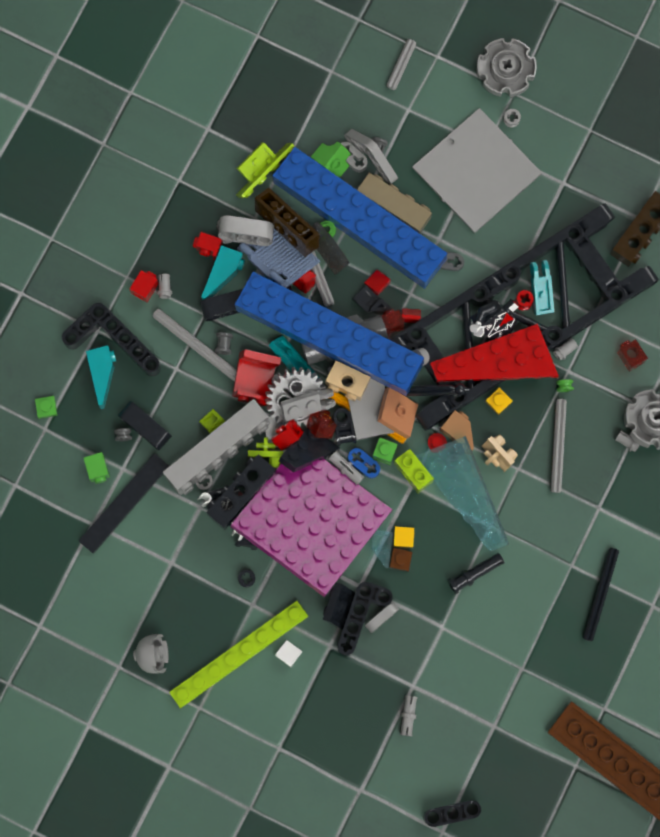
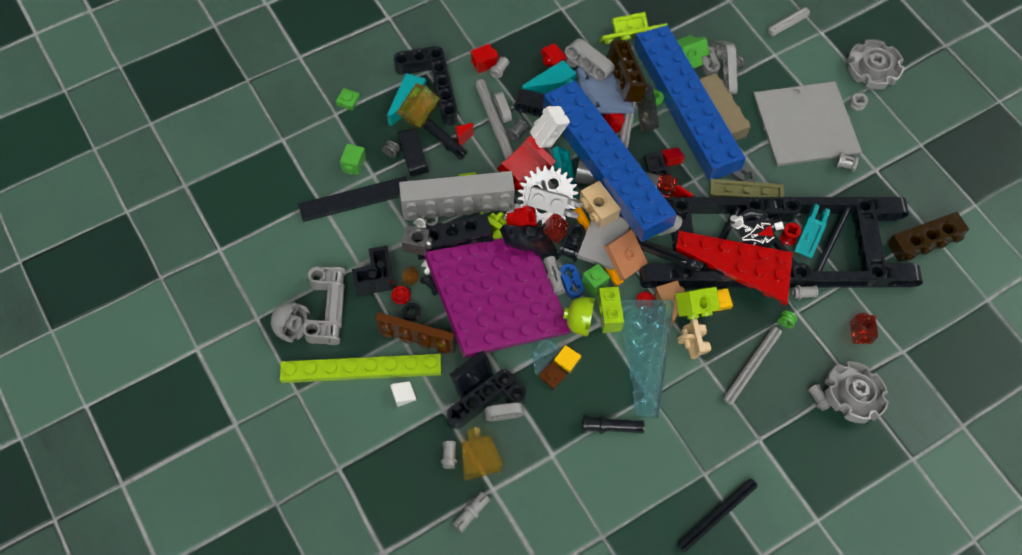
camera: 30 degrees right, 15 degrees down
(120, 378) = (418, 105): none -> clear yellow brick
(164, 393) = (449, 143): none -> black pin
(177, 377) = (464, 132): none -> red slope
(177, 614) = (332, 281): none -> light grey piece
(195, 328) = (502, 107): none -> light grey beam
(199, 565) = (375, 277): none -> black brick
(210, 520) = (413, 233): none -> flat silver brick
(224, 547) = (410, 276): none -> clear orange plate
(227, 569) = (400, 295): none -> red plate
(259, 333) = (549, 126): none -> white brick
(259, 601) = (417, 333): none -> reddish brown plate
(360, 681) = (449, 455): none -> light grey pin
(386, 667) = (480, 456): none -> clear yellow torso
(393, 494) = (579, 315): none -> lime cylinder
(462, 279) = (735, 188): none -> olive plate
(483, 420) = (697, 302): none -> lime brick
(530, 197) = (847, 161): none -> light grey bush

